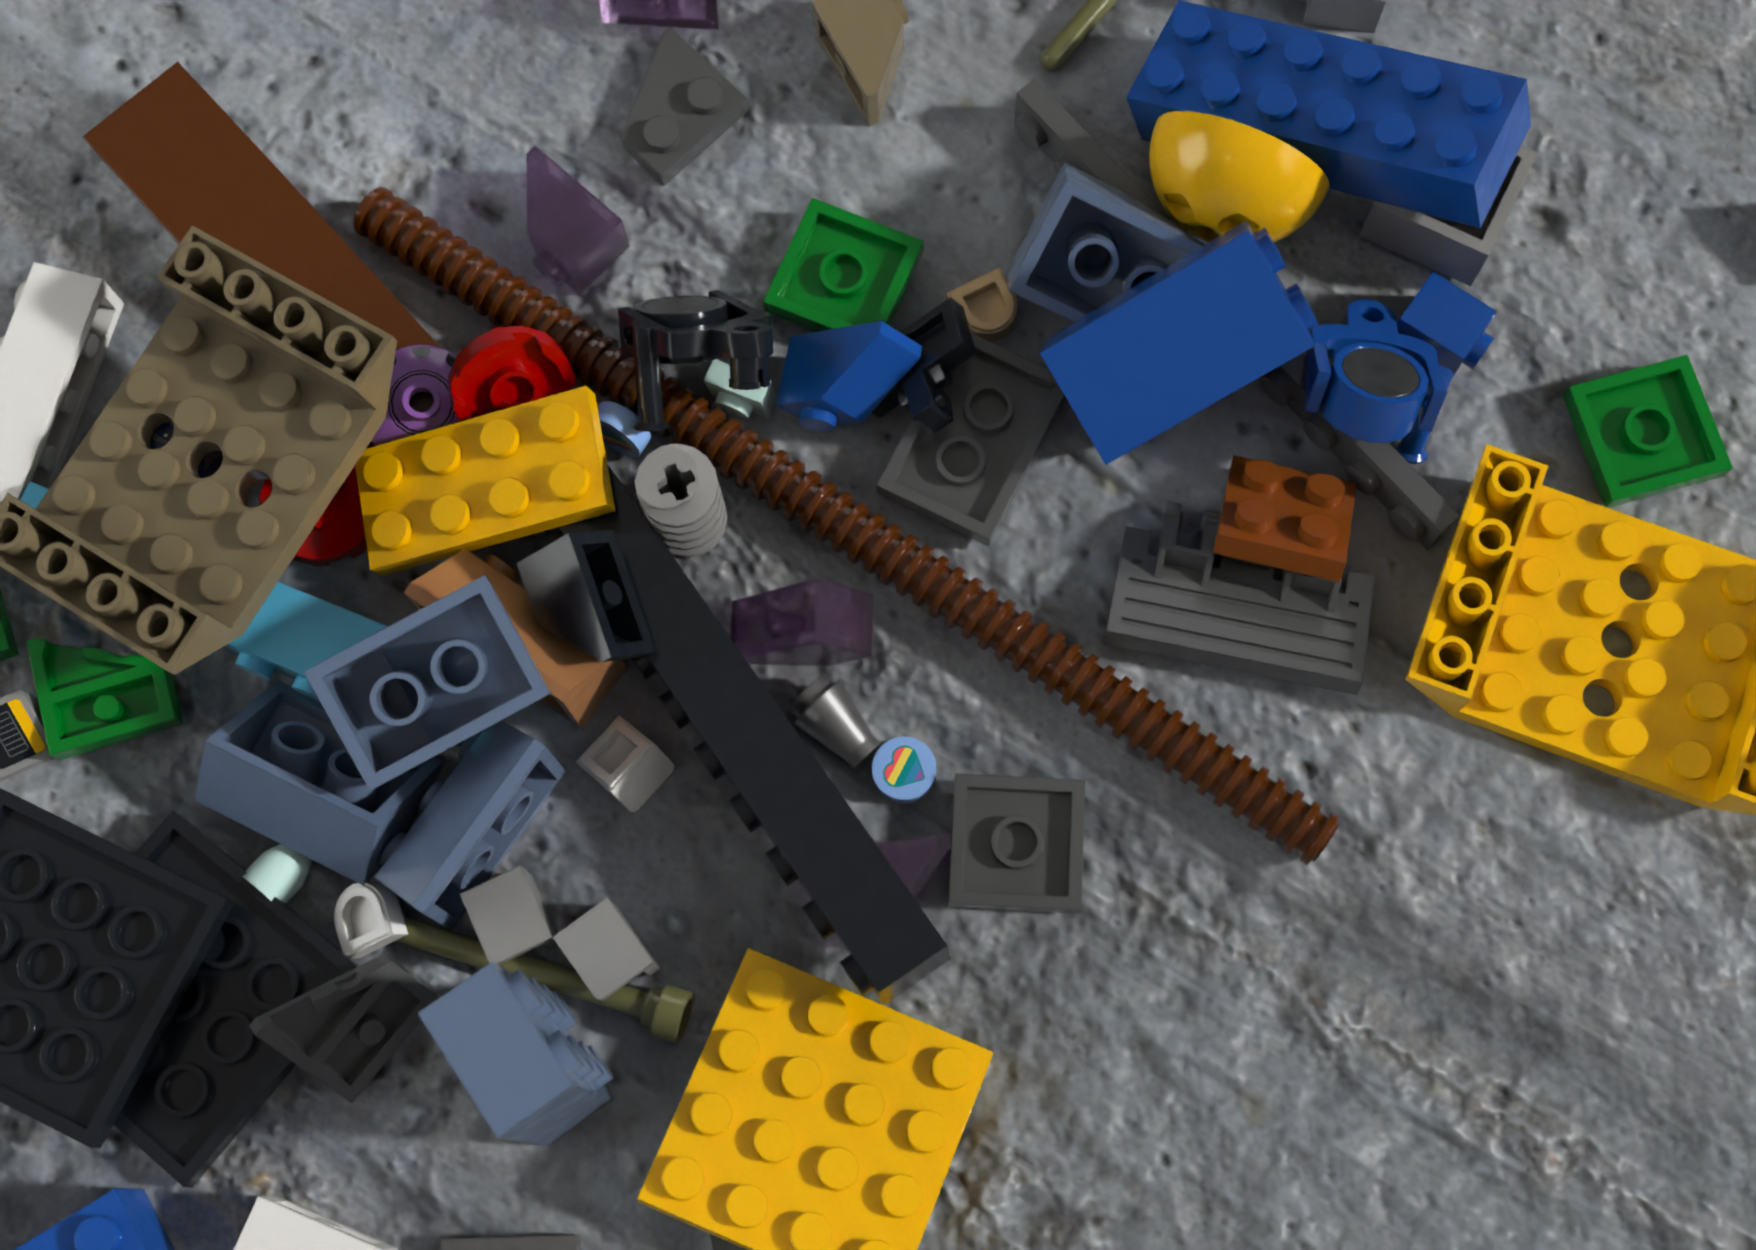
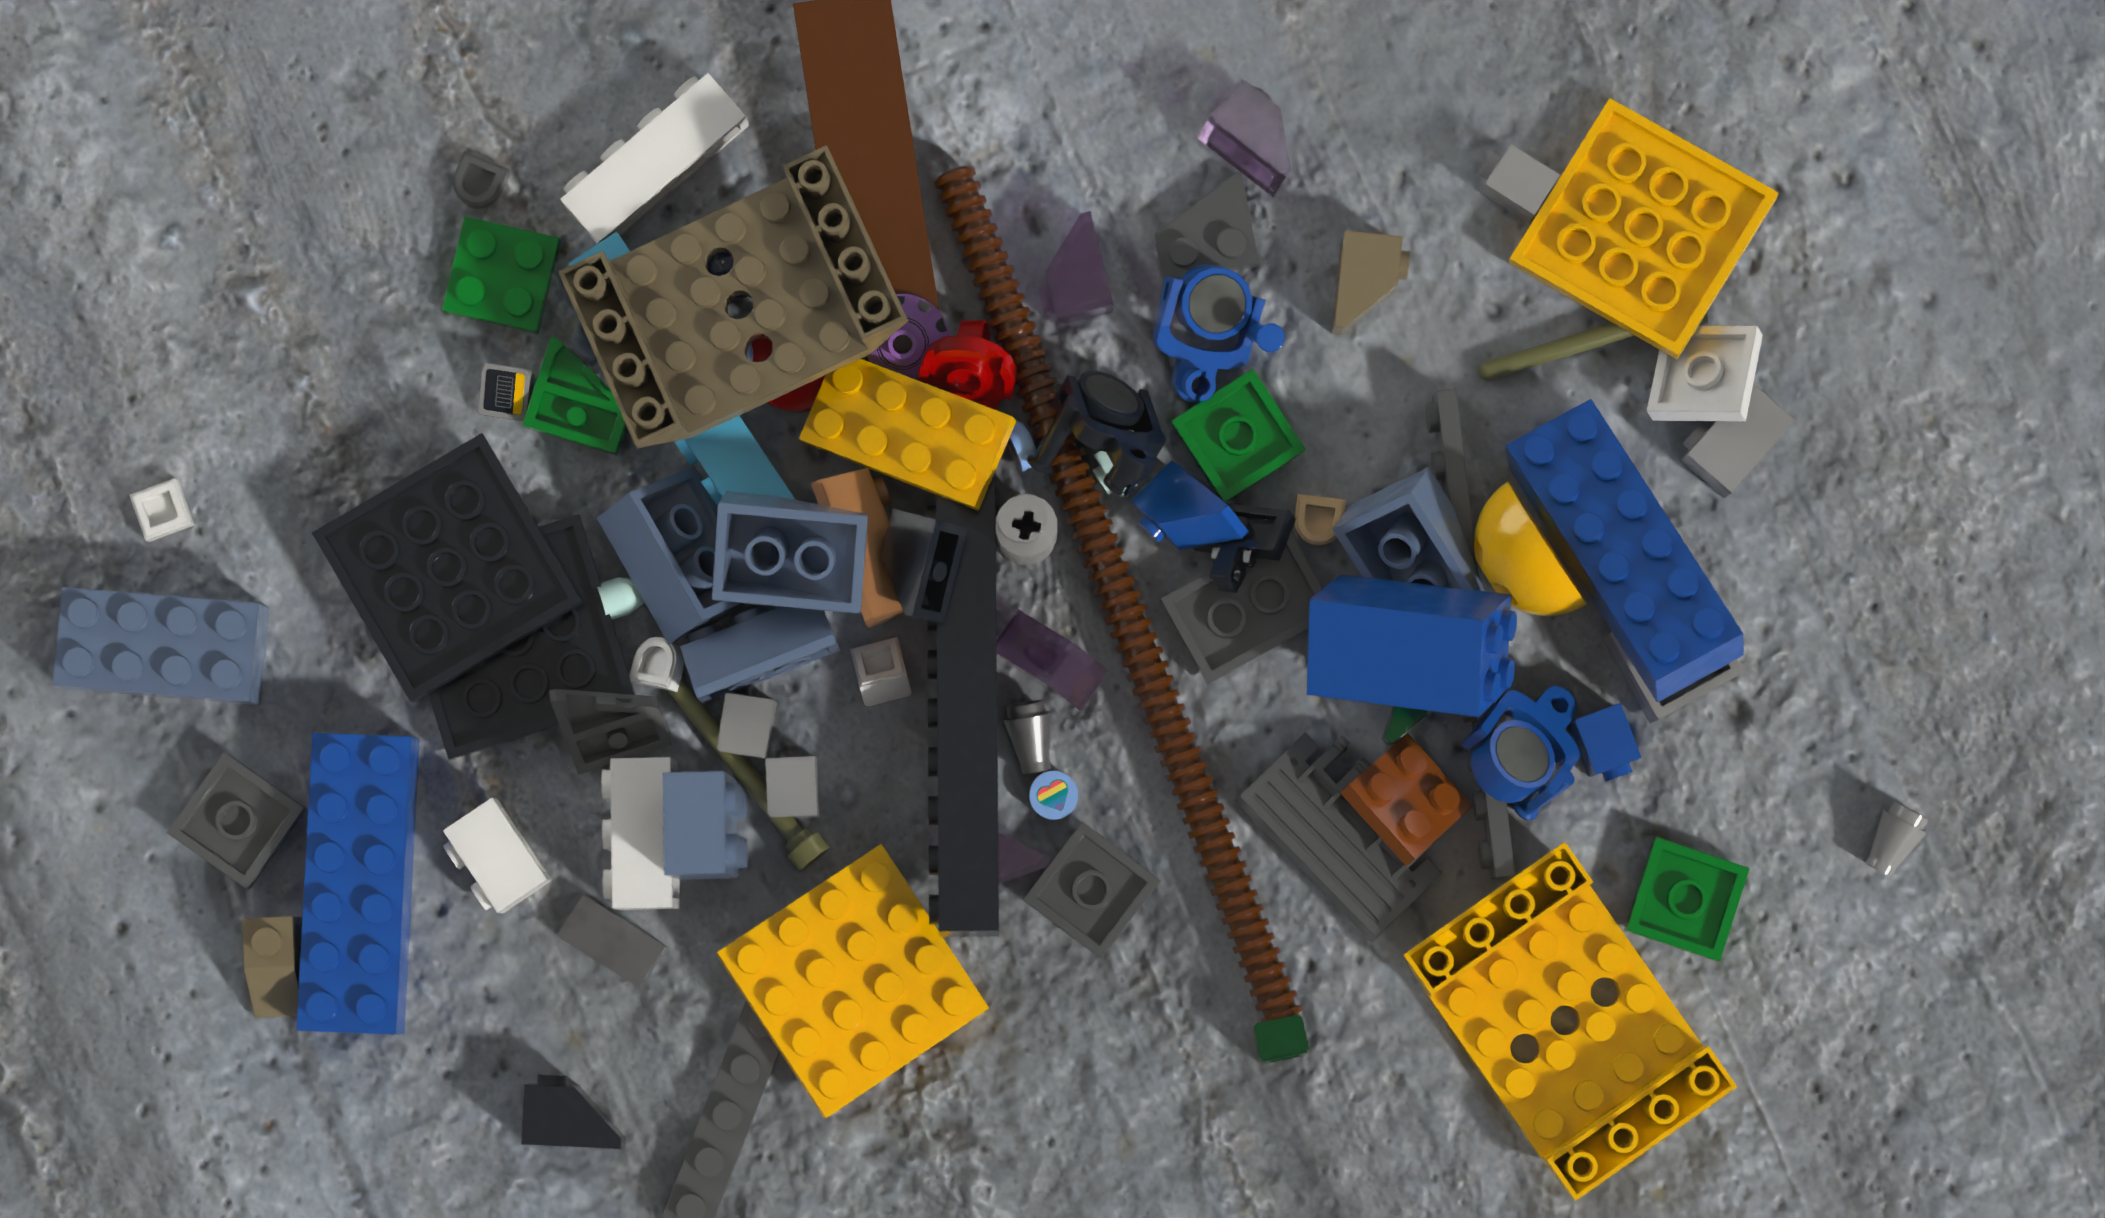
camera: 25 degrees right, 10 degrees up
(484, 1176) = (637, 835): none -> white brick
(723, 167) = (1214, 306): none -> blue piece
(1216, 436) = (1400, 721): none -> dark green slope
(1340, 864) = (1280, 1039): none -> dark green slope

